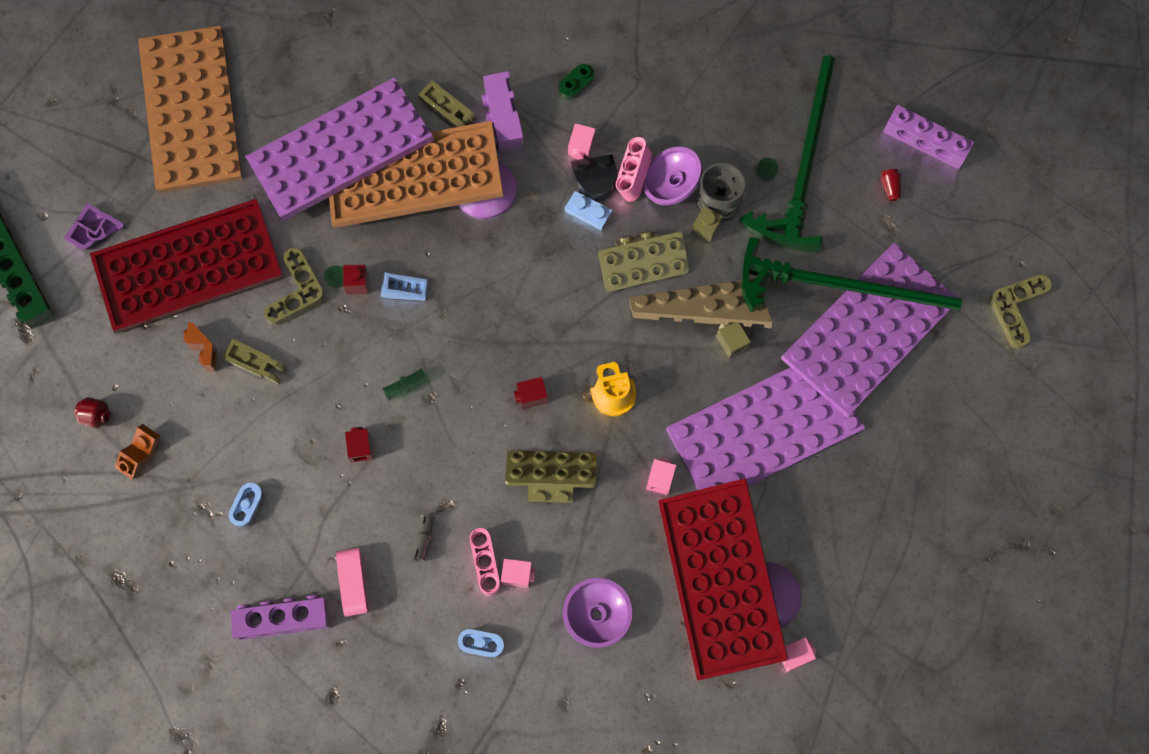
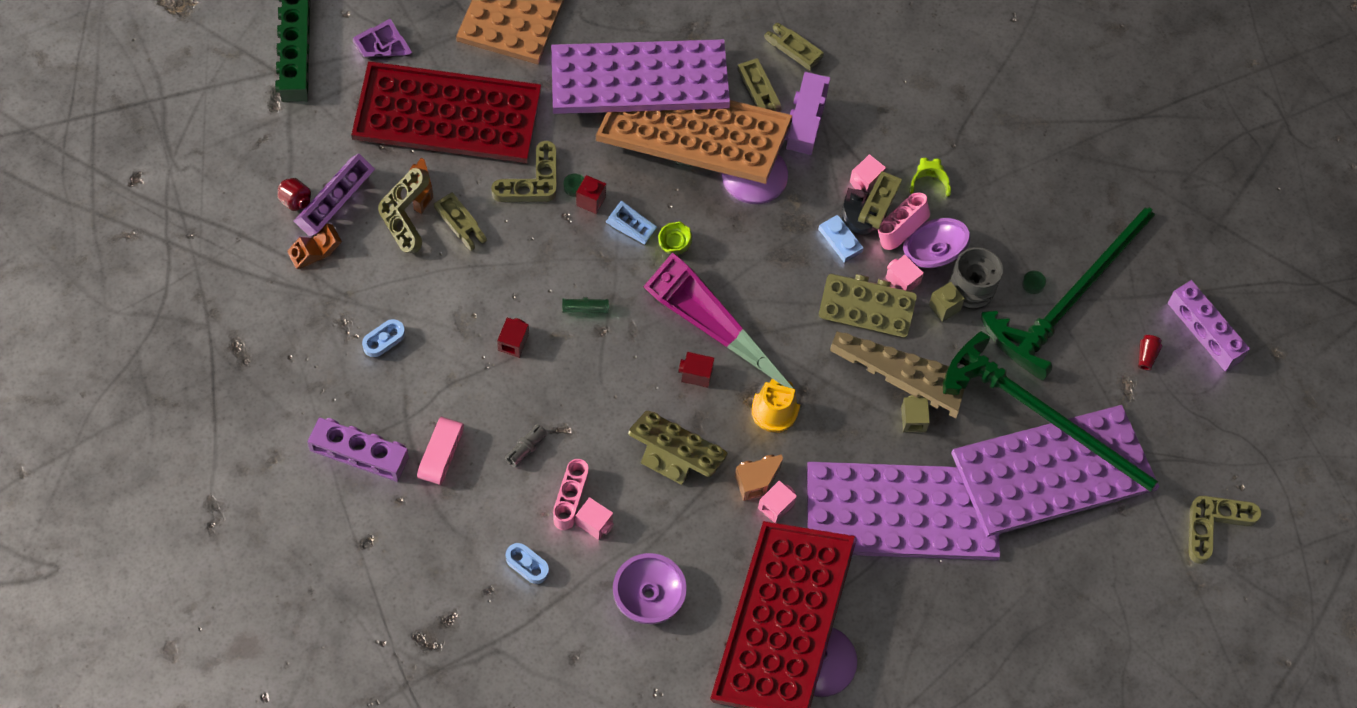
camera: 25 degrees right, 10 degrees down
(129, 396) = (334, 195): none -> medium lavender brick
(194, 381) = (397, 211): none -> olive beam
(449, 283) = (675, 238): none -> lime hair
(457, 53) = (794, 46): none -> olive hinge
(488, 330) = (688, 296): none -> magenta plate
(577, 80) = (894, 121): dark green plate -> none
(606, 160) = (880, 199): none -> olive plate
(632, 464) = (757, 477): none -> medium nougat slope
(633, 108) = (931, 169): none -> lime helmet
(658, 217) = (904, 274): none -> bright pink brick

